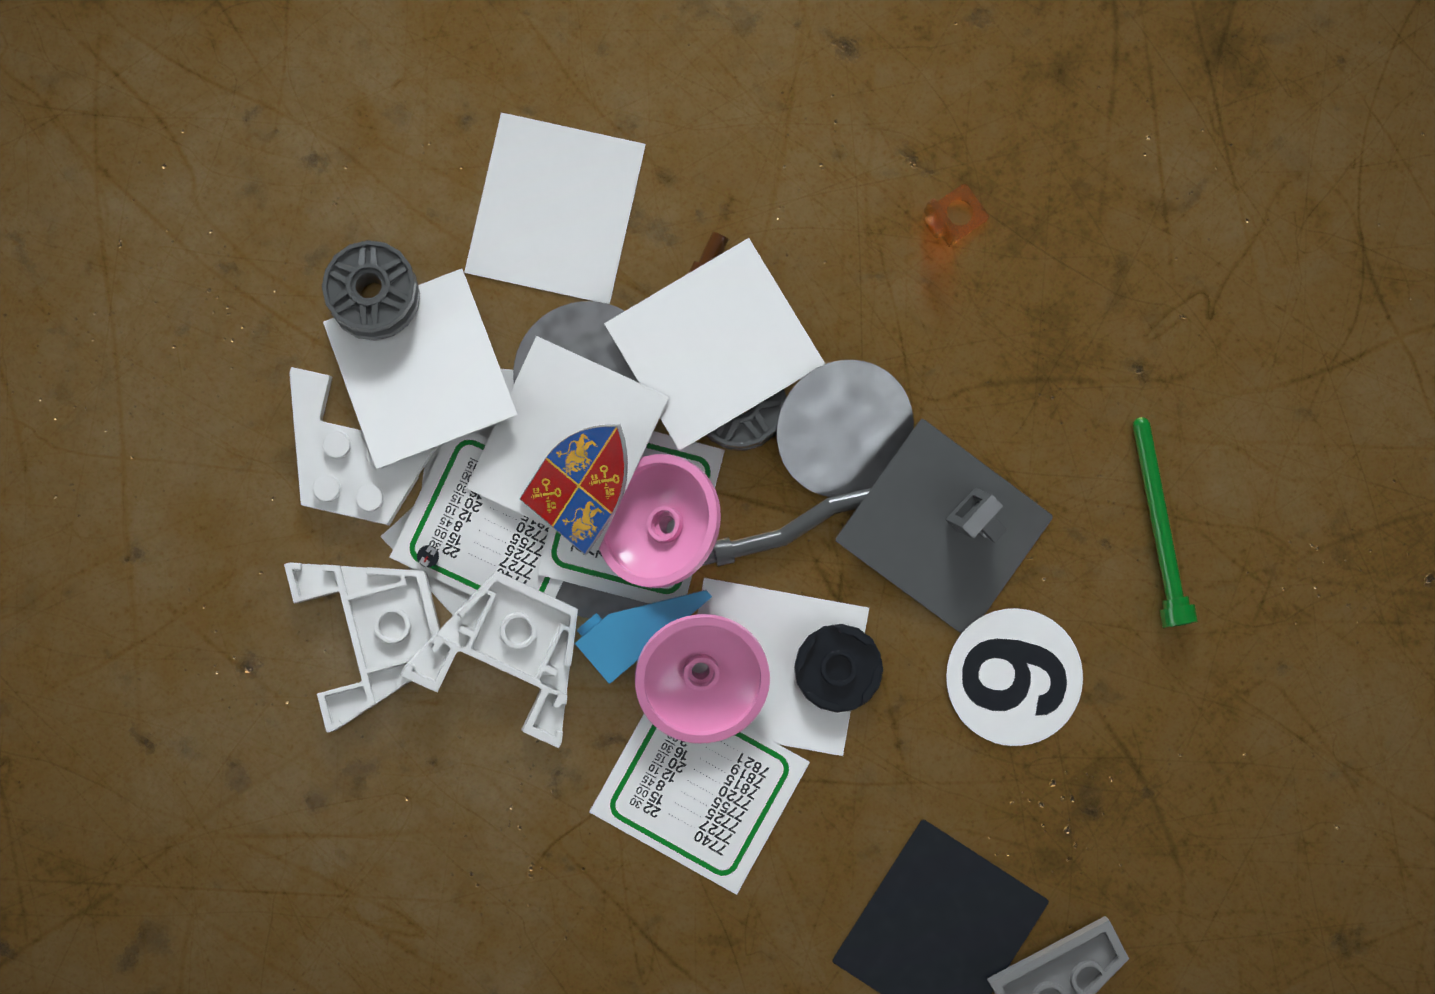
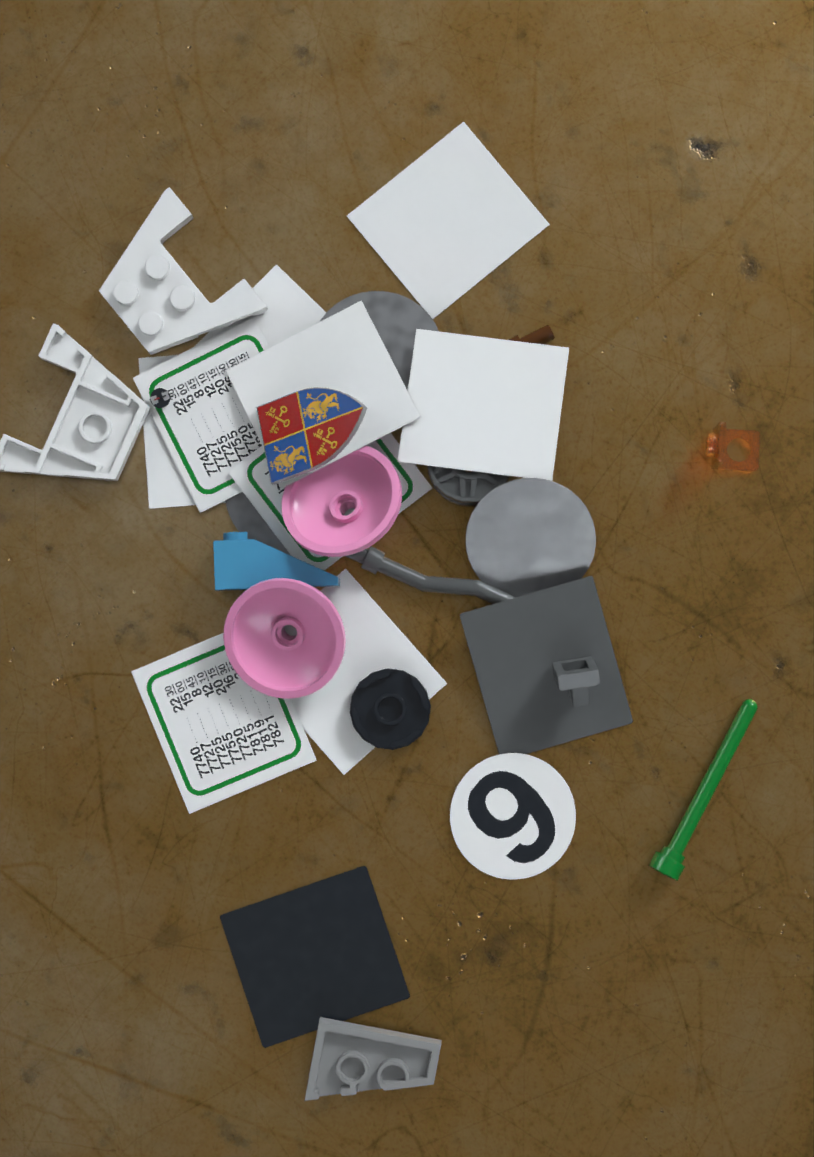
camera: 45 degrees right, 0 degrees up
(354, 270) = (268, 152): dark grey wheel -> none
(426, 380) = (259, 259): white sticker -> none
(515, 632) = (178, 501): white wing -> none

